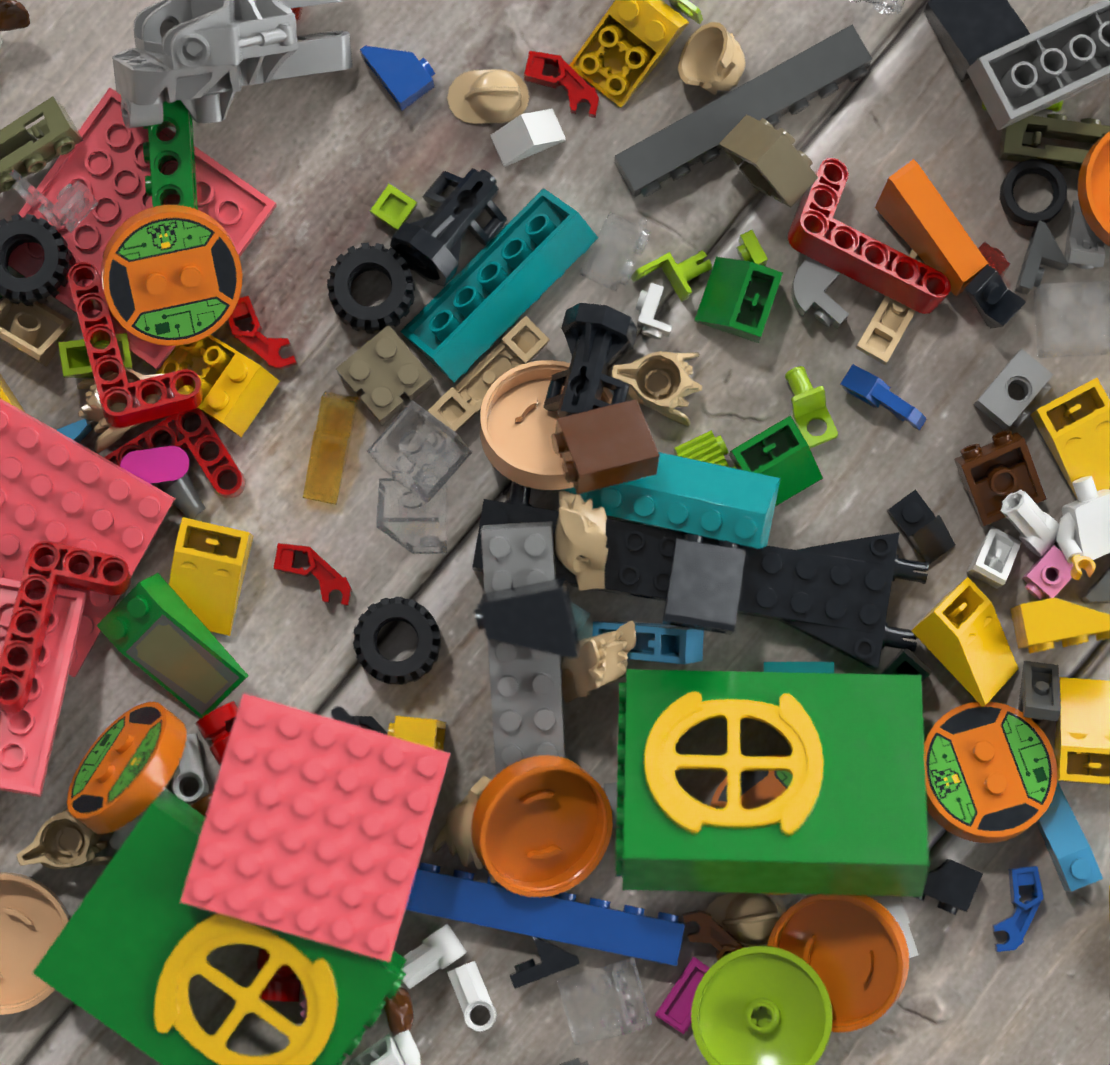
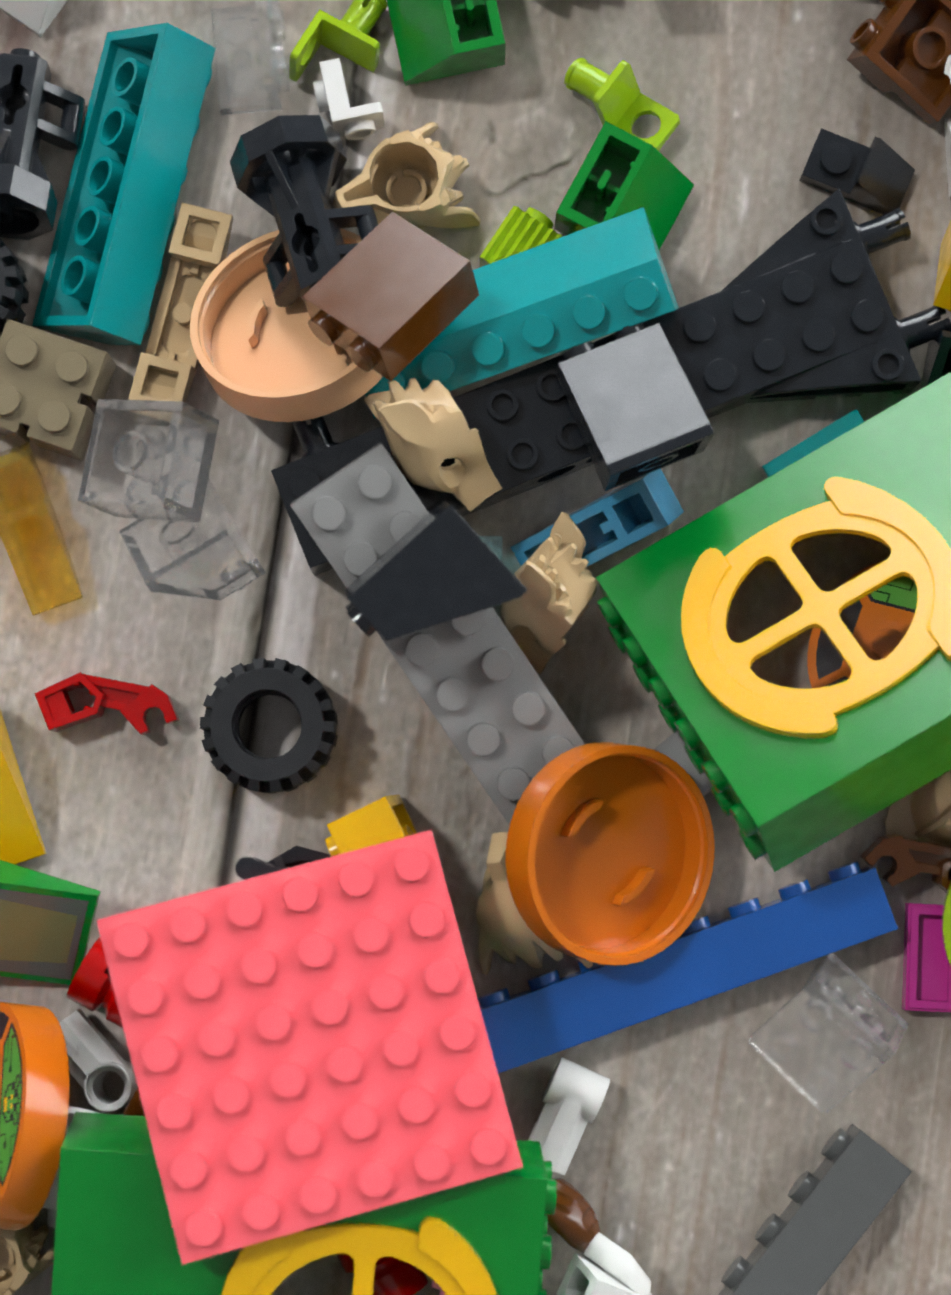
camera: 30 degrees left, 0 degrees up
(472, 992) = (649, 1130): white piece -> none
(553, 961) = (731, 1022): black slope -> none
(876, 392) = (691, 33): blue piece -> none

